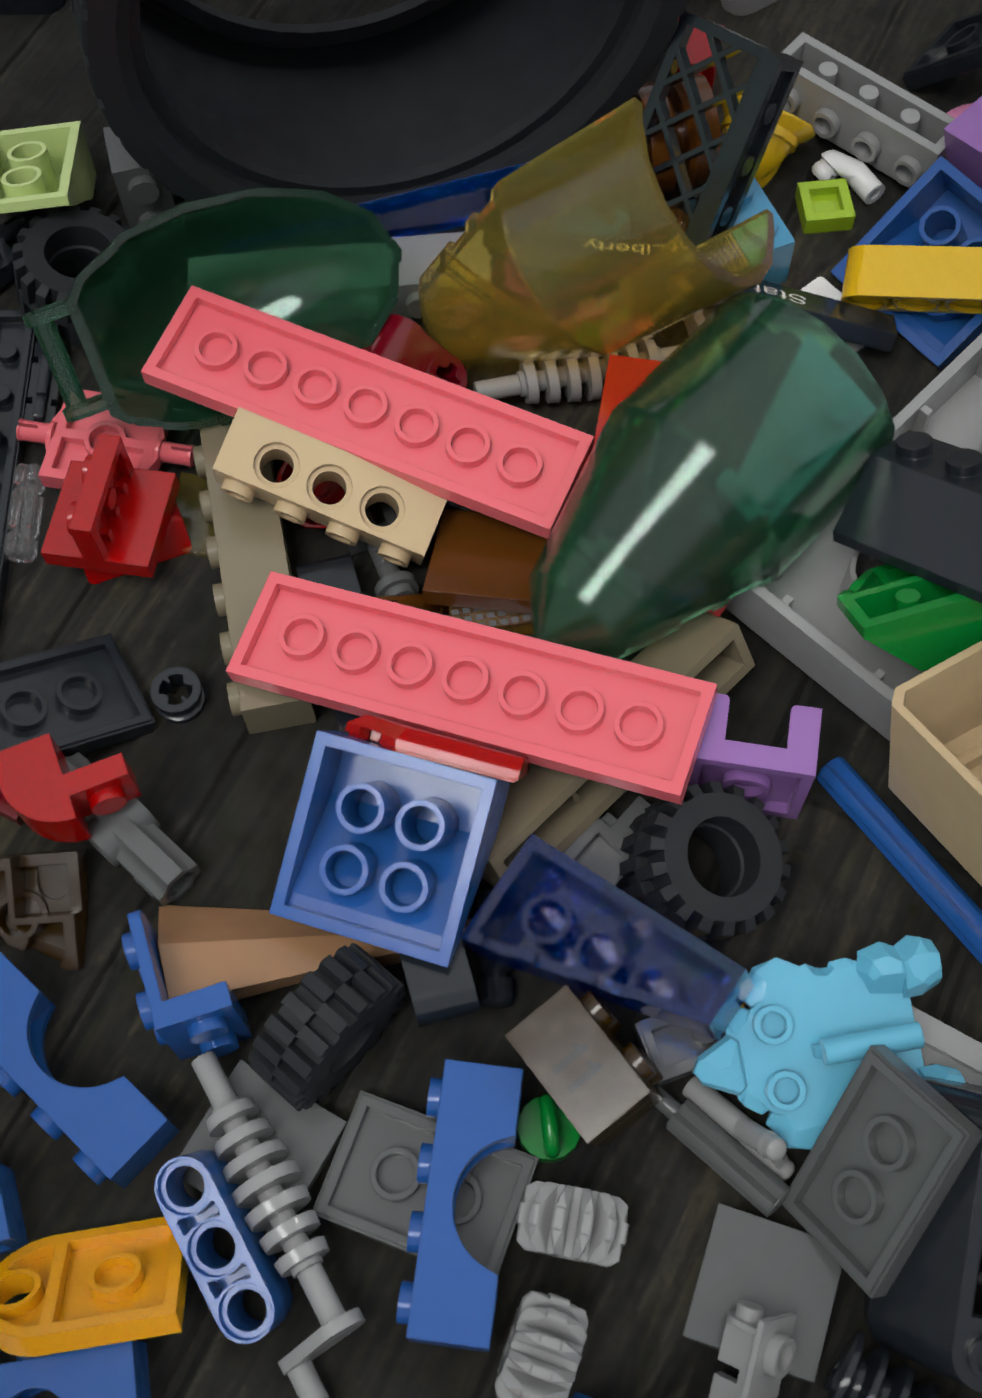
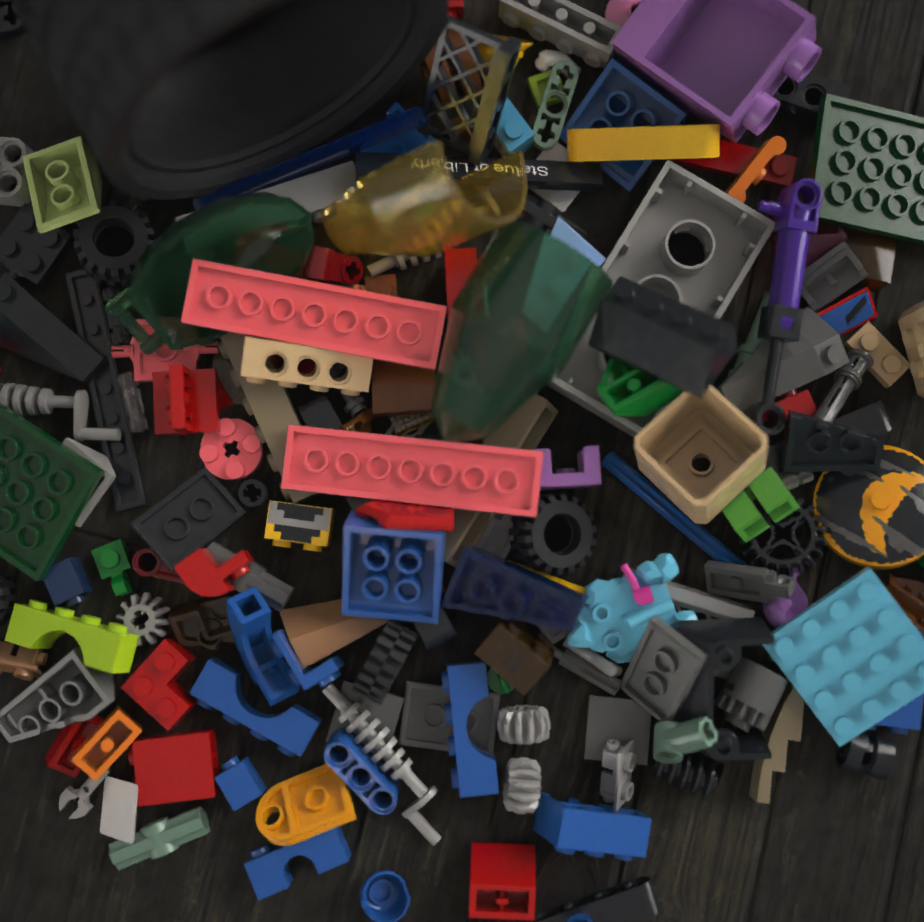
camera: 15 degrees left, 20 degrees up
(98, 985) = (252, 633): none -> blue arch
(141, 598) = (234, 467): none -> coral plate
(242, 759) = (299, 524): none -> brick
(834, 202) = (569, 86): none -> sand green beam
(861, 1004) = (642, 595): none -> dark pink hand
(887, 1318) = (676, 739): none -> sand green piece

